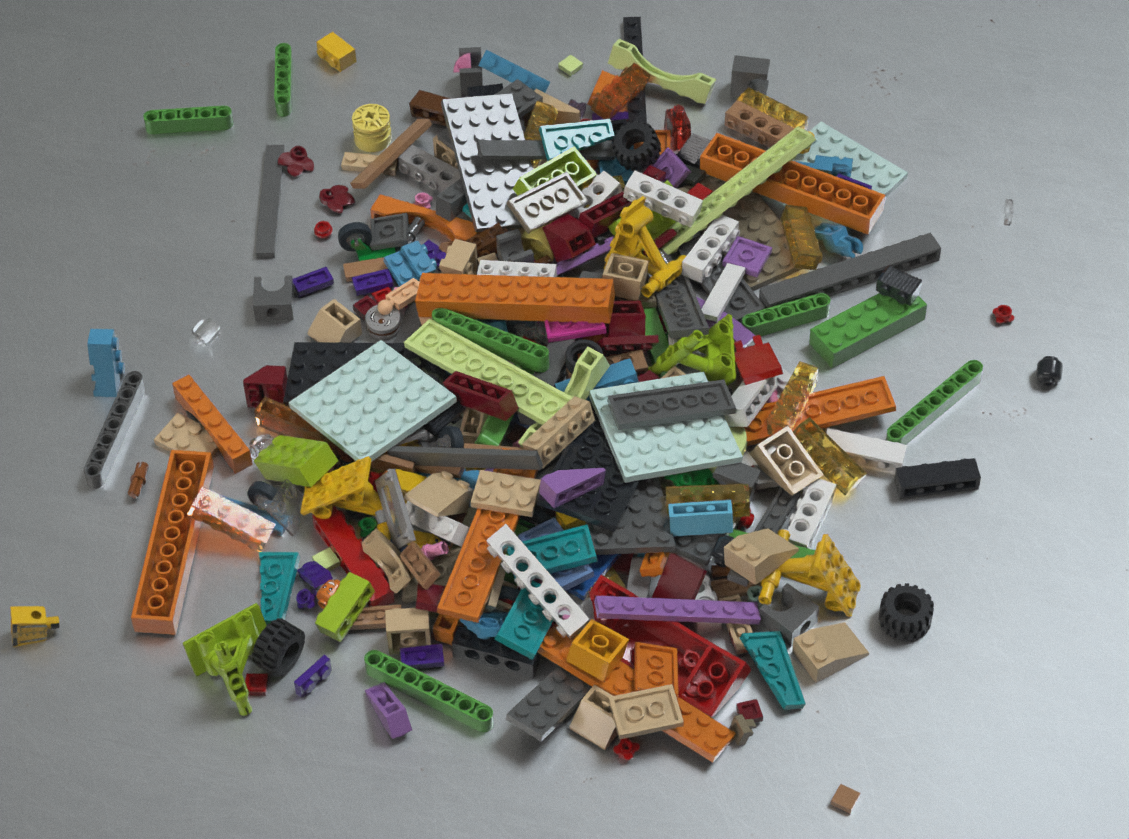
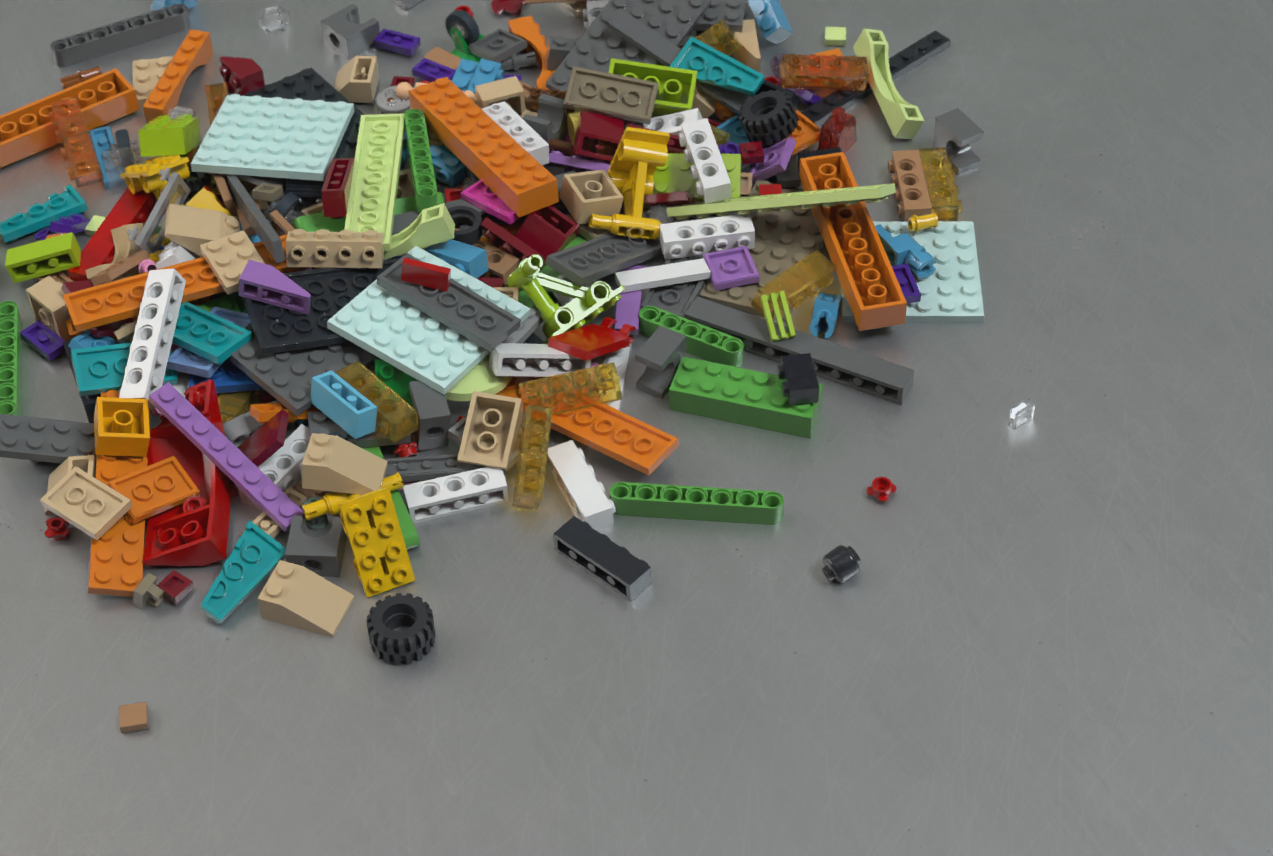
camera: 50 degrees right, 5 degrees down
(427, 438) = (266, 194): none -> dark tan tile
(647, 397) = (425, 274): none -> red tile
(800, 340) = (662, 357): none -> dark grey piece
(830, 259) = (785, 309): none -> lime tile

